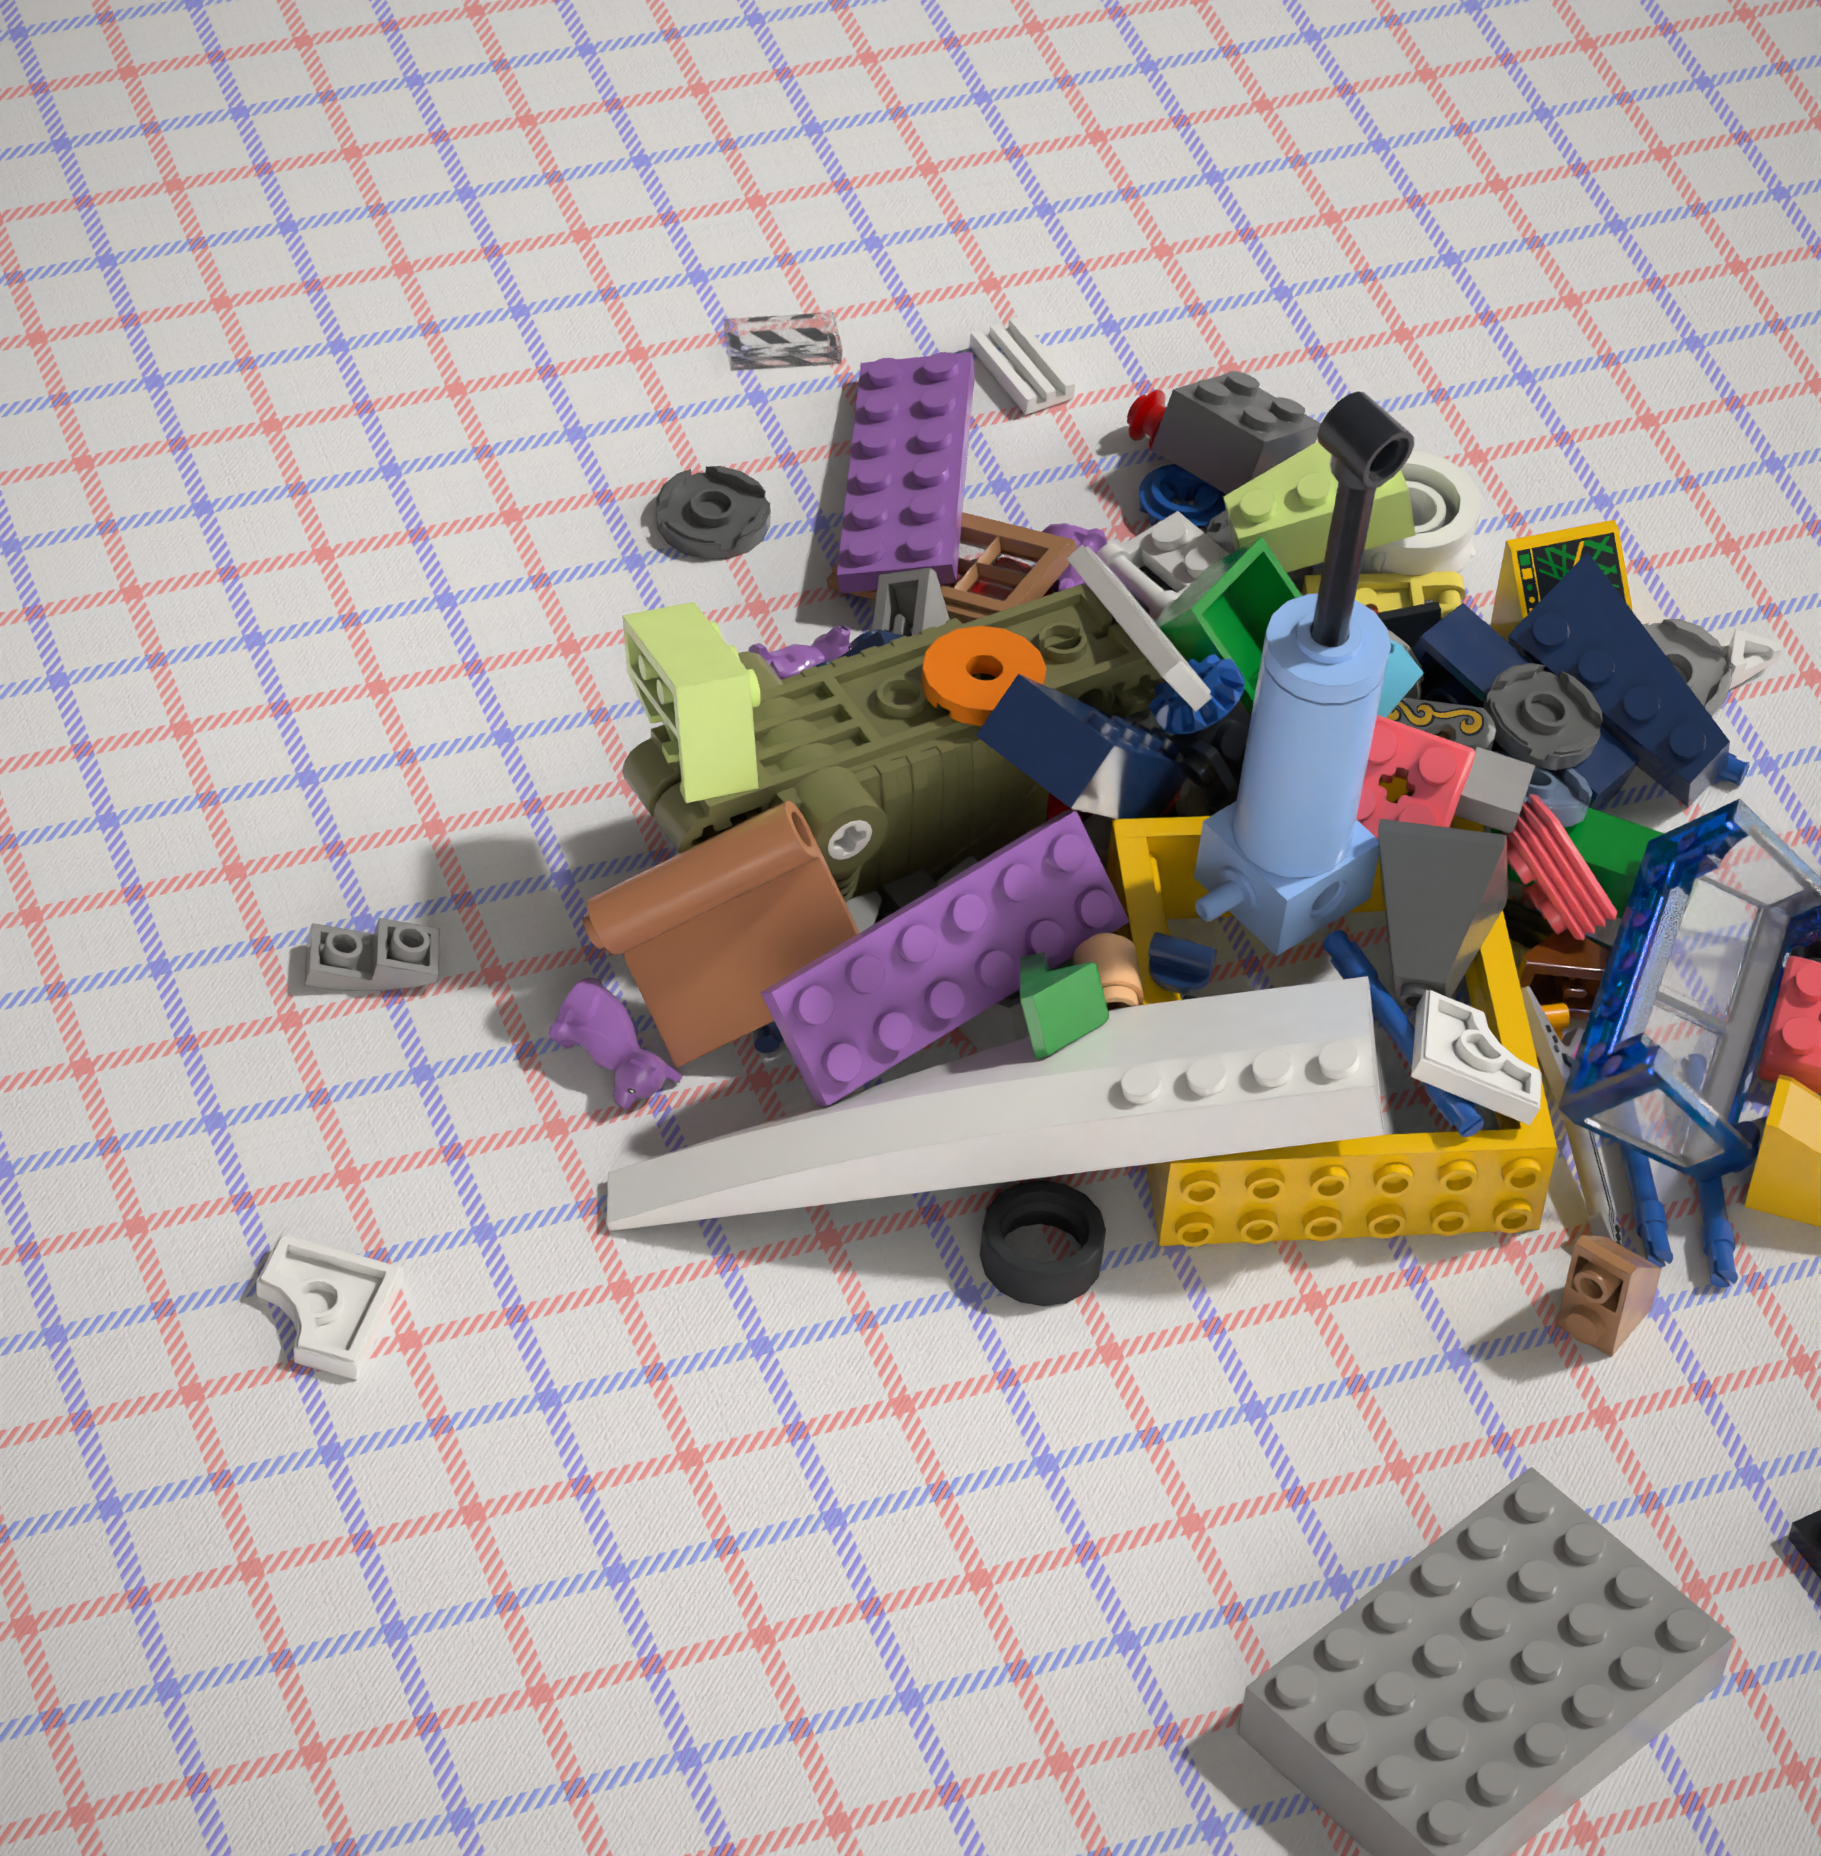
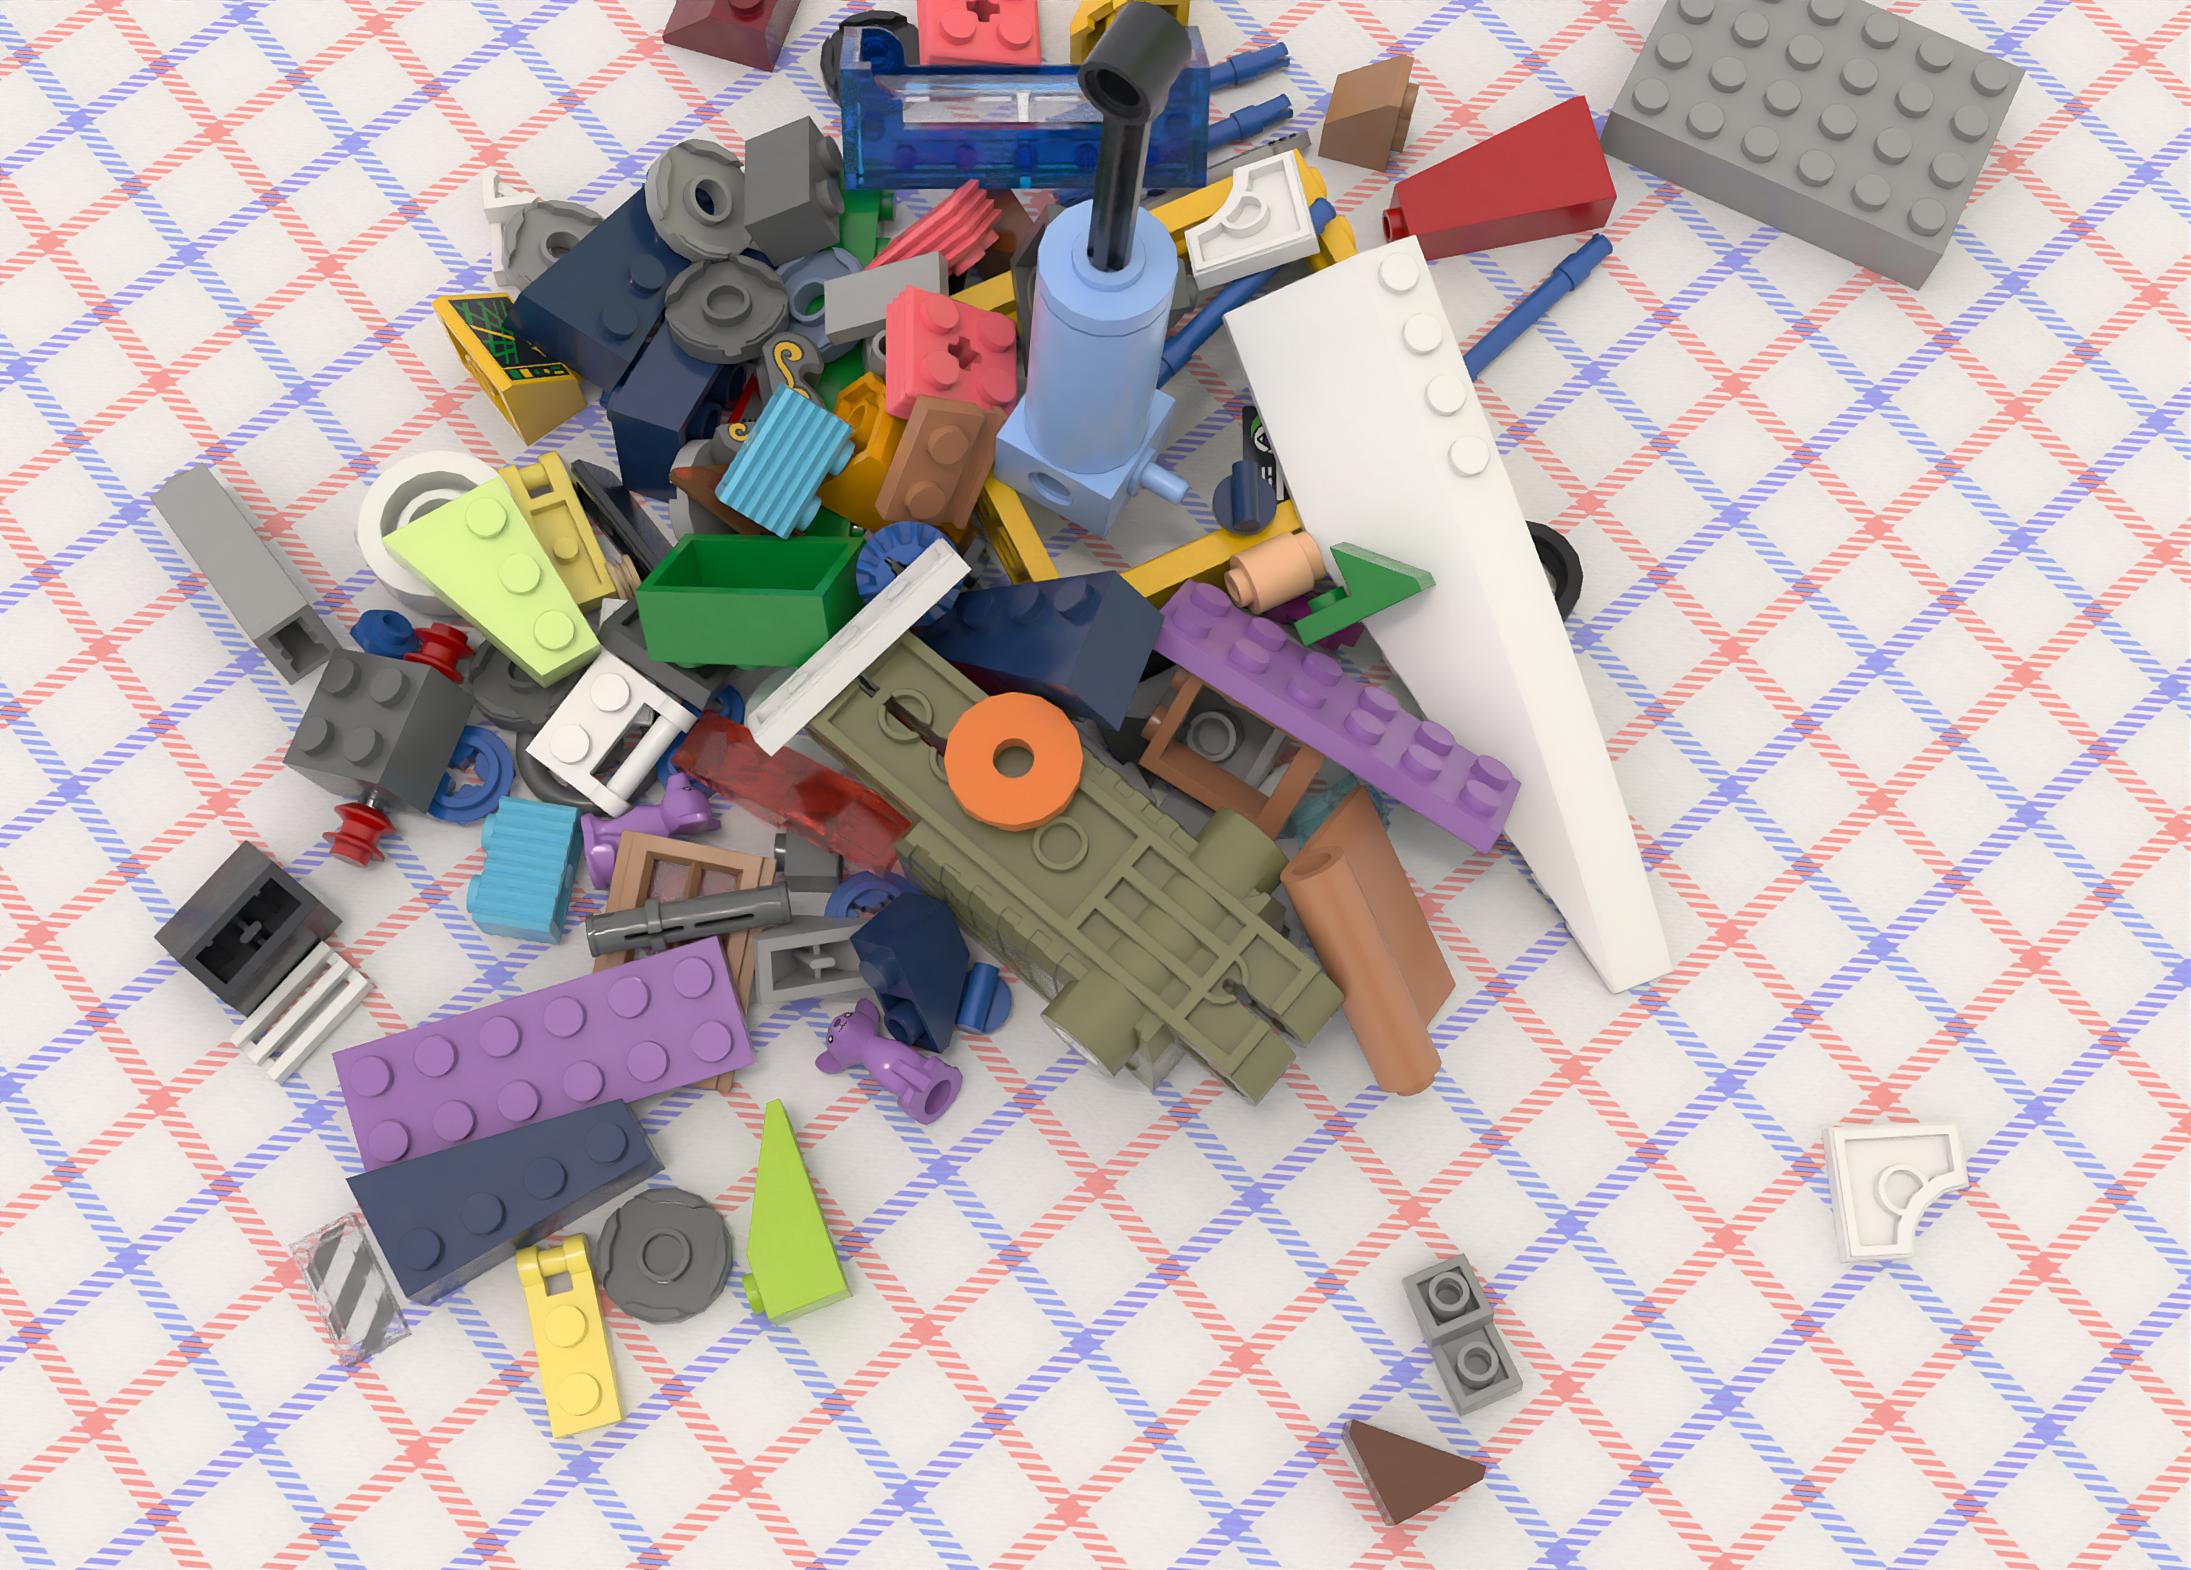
camera: 110 degrees left, 25 degrees up
(290, 869) = (1404, 1473): none -> reddish brown slope
(605, 1030) = (1479, 1045): medium lavender animal -> none
(677, 443) = (571, 1338): none -> light yellow plate
(682, 565) = (788, 1235): none -> lime slope
(699, 694) = (1198, 1028): yellowish green wedge -> none
(805, 413) = (481, 1201): none -> dark blue wedge
(978, 535) = (687, 919): none -> dark grey pin
(1067, 492) = (527, 870): none -> medium azure brick
(1099, 337) = (246, 929): none -> black slope
(1367, 1412) = (1565, 278): none -> blue piece
(1437, 395) = (245, 573): none -> light grey slope
(1487, 1388) = (1509, 189): none -> red slope
(1647, 785) = (792, 191): none -> dark grey brick
(1679, 756) = (674, 207): none -> light grey tile

